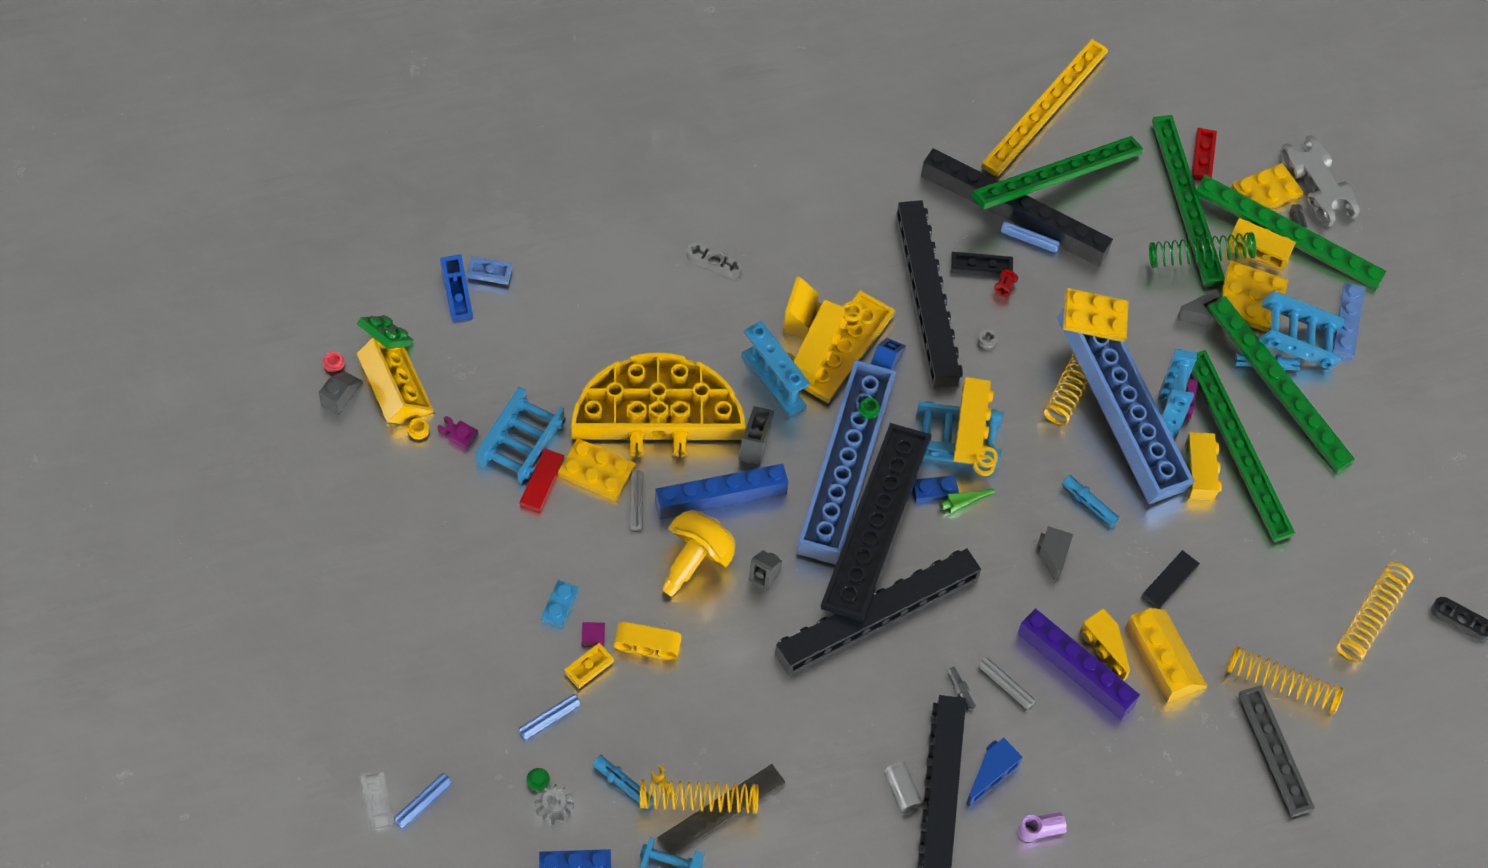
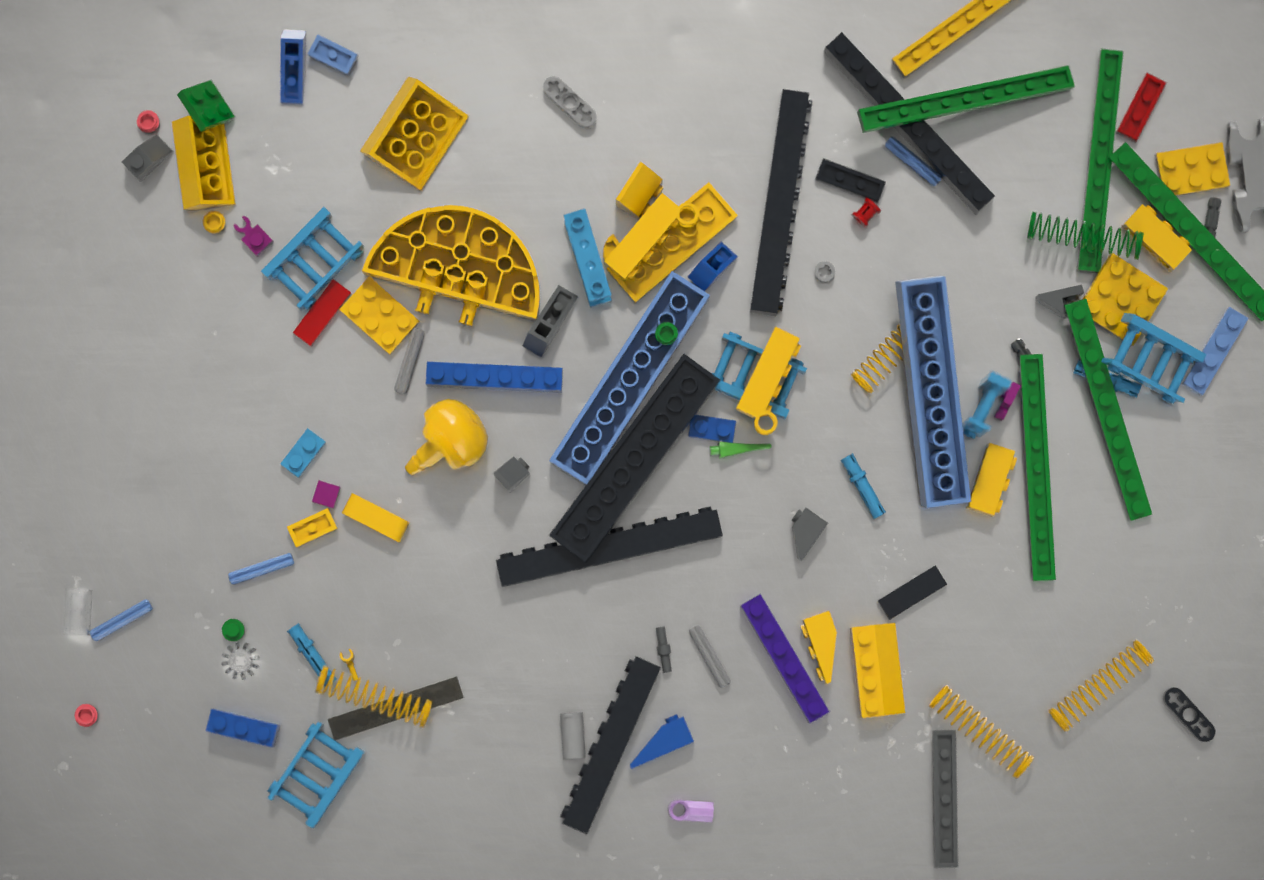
camera: 20 degrees right, 25 degrees up
(582, 313) = (414, 133): none -> yellow slope
(1095, 315) = (930, 300): yellow plate -> none

